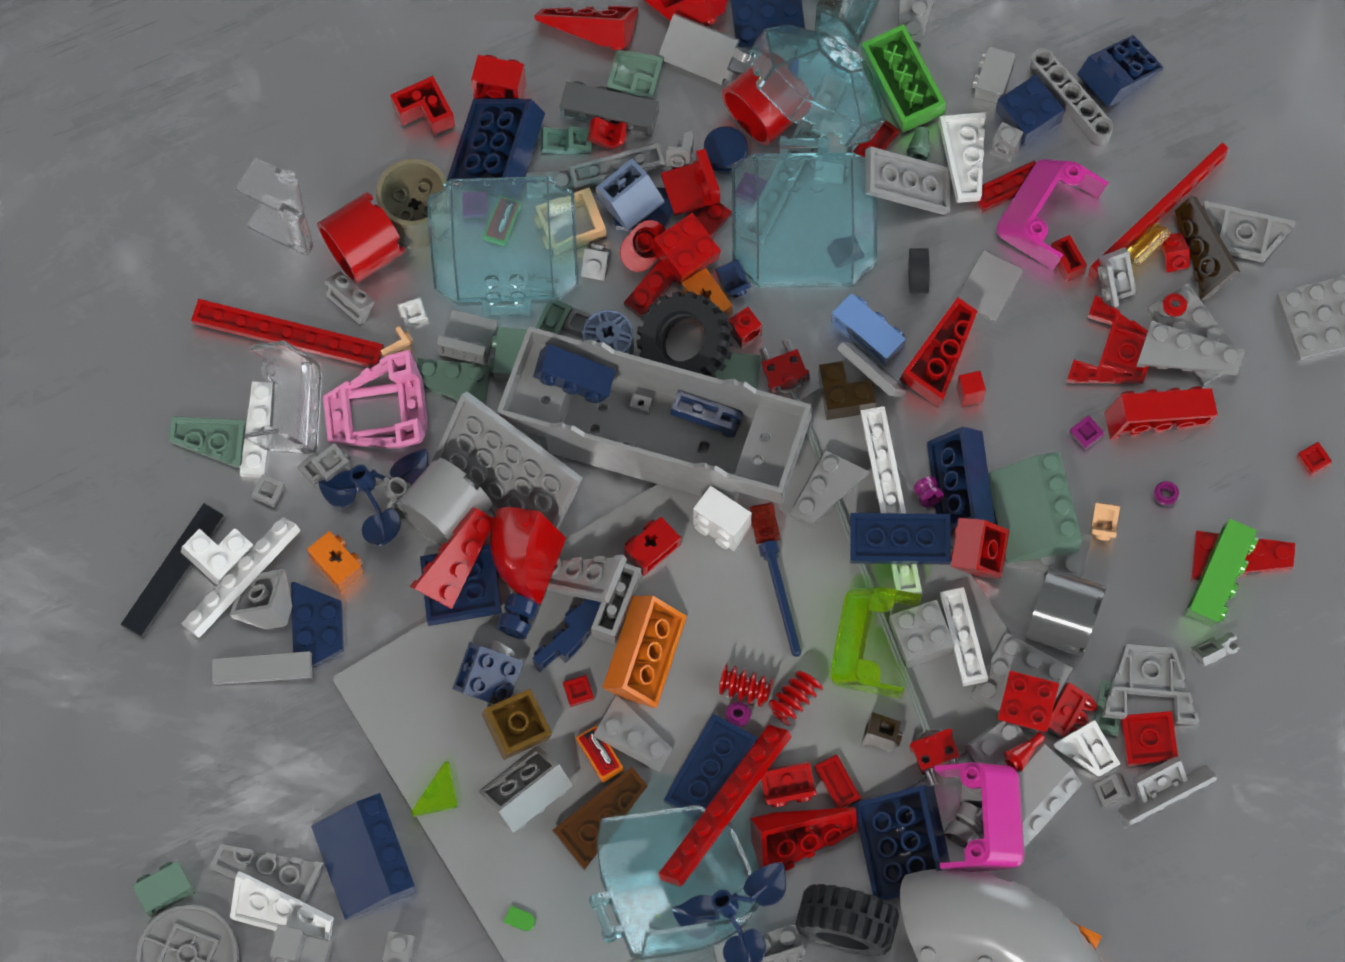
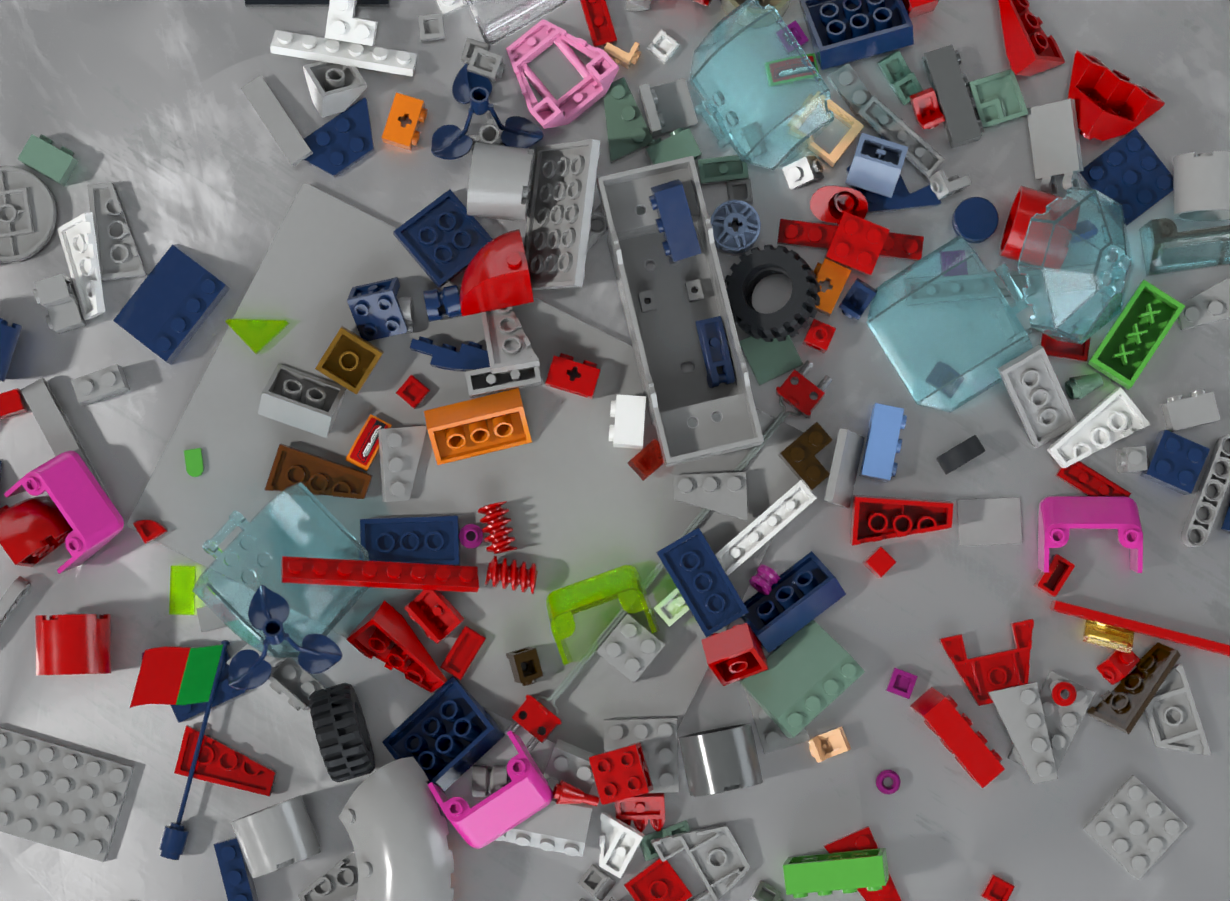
camera: 55 degrees right, 15 degrees up
(451, 567) = (445, 223): wing -> none
(692, 185) = (919, 211): red bracket -> none
(770, 551) = (626, 479): dark blue piece -> none
(964, 637) = (650, 684): white plate -> none
(1117, 276) = (1060, 628): light grey bracket -> none

